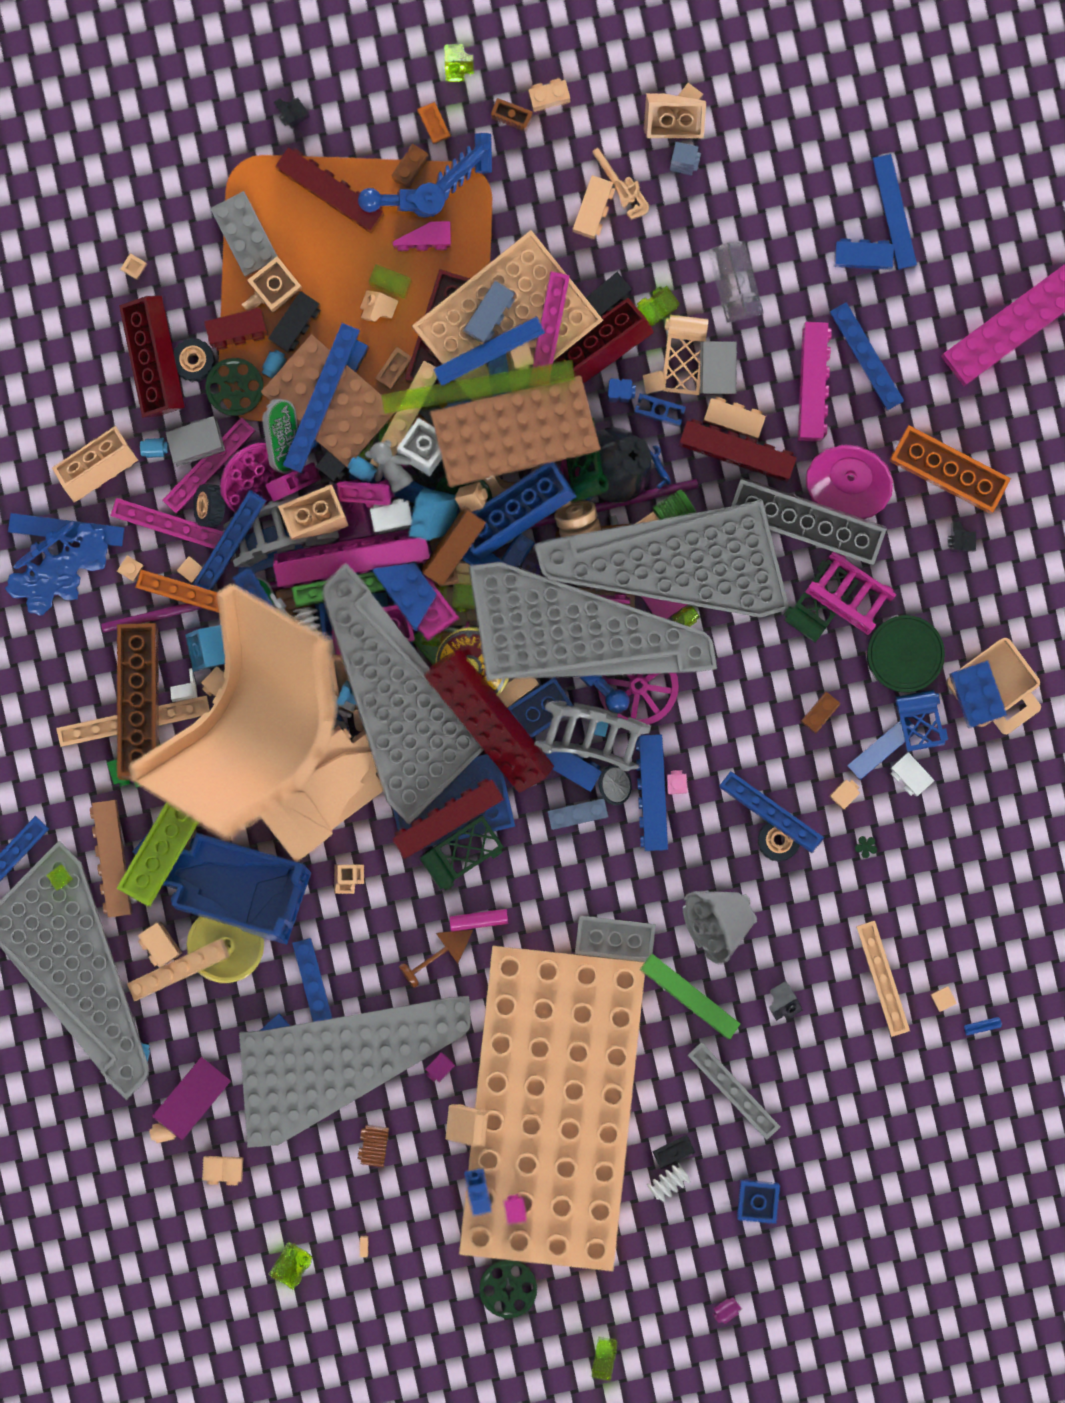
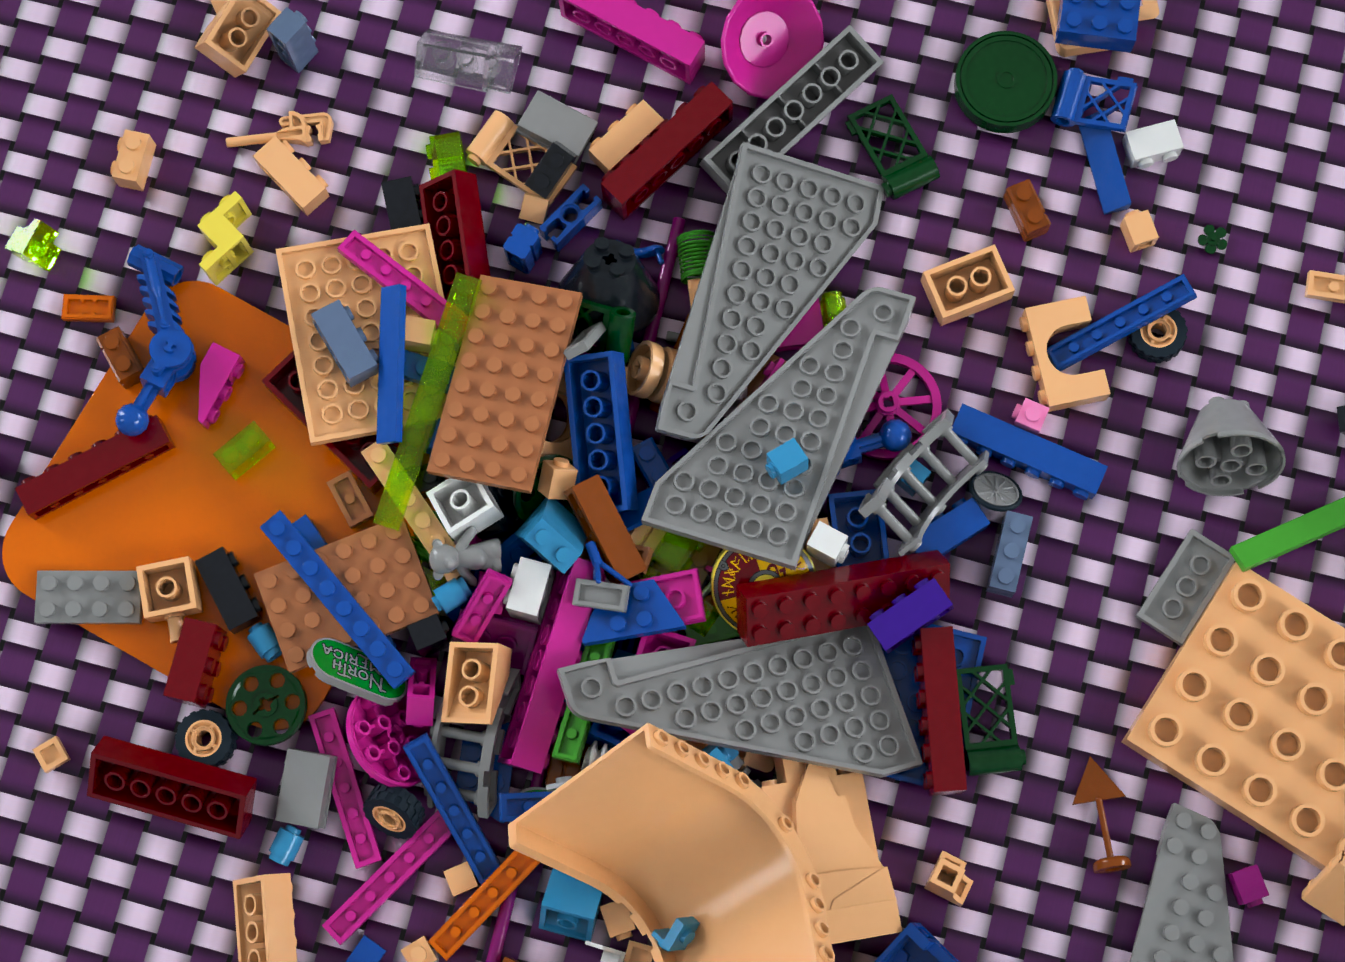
camera: 60 degrees left, 10 degrees down
(222, 724) = (678, 936): none -> dark azure bracket
(377, 305) = (264, 479): light nougat brick -> none
(408, 566) = (601, 596): none -> light grey tile
(428, 552) = (598, 563): none -> blue plant
(478, 920) = (1082, 742): dark pink piece -> none
(498, 768) = (910, 614): none -> dark purple slope
(511, 115) = (131, 212): dark orange brick -> none
(516, 694) = (828, 545): none -> white brick
(525, 188) = (221, 232): none -> light yellow bracket
(554, 639) = (786, 461): none -> dark azure brick
(569, 468) = (584, 340): none -> light grey tile
(682, 381) = (551, 170): none -> black brick
(706, 792) = (1057, 388): none -> light nougat arch
(746, 698) = (967, 285): none -> light nougat brick
(849, 611) = (912, 126): dark pink fence -> none

